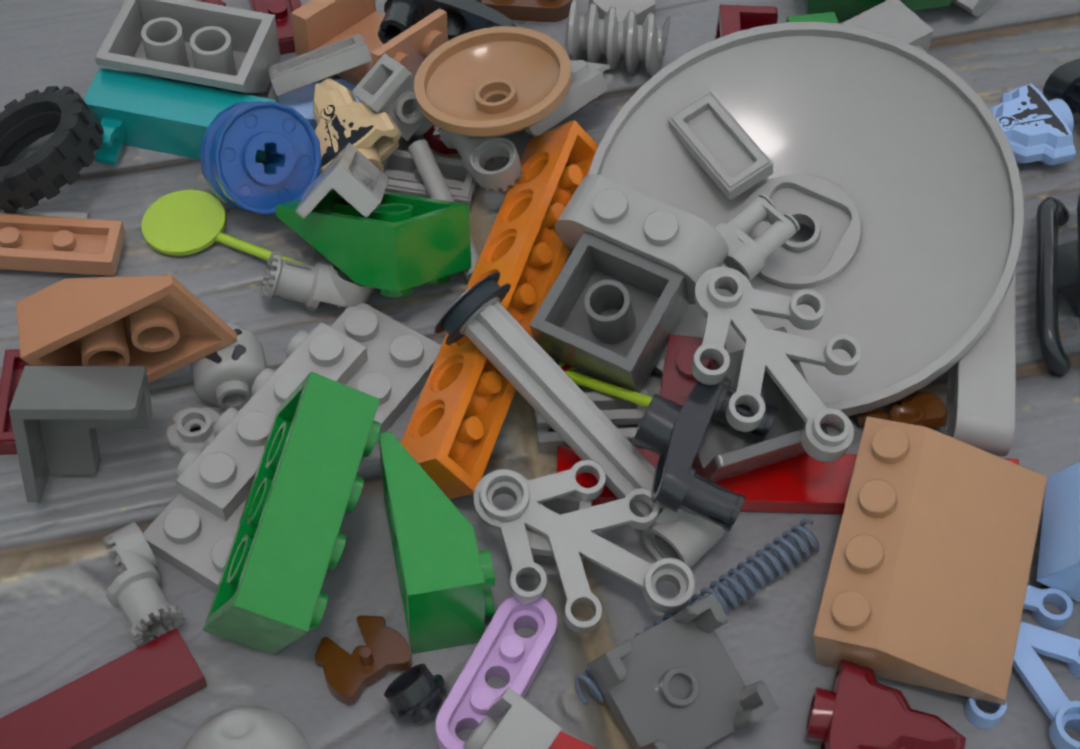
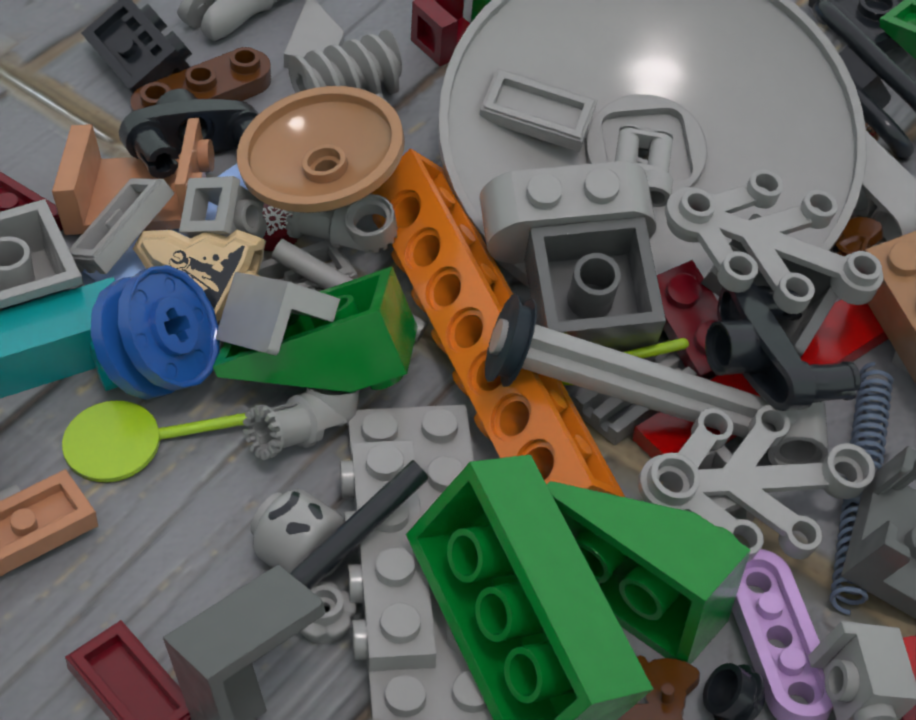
camera: 40 degrees left, 5 degrees down
(119, 324) = (200, 548): nougat slope -> none
(237, 385) = (360, 525): none -> black bar

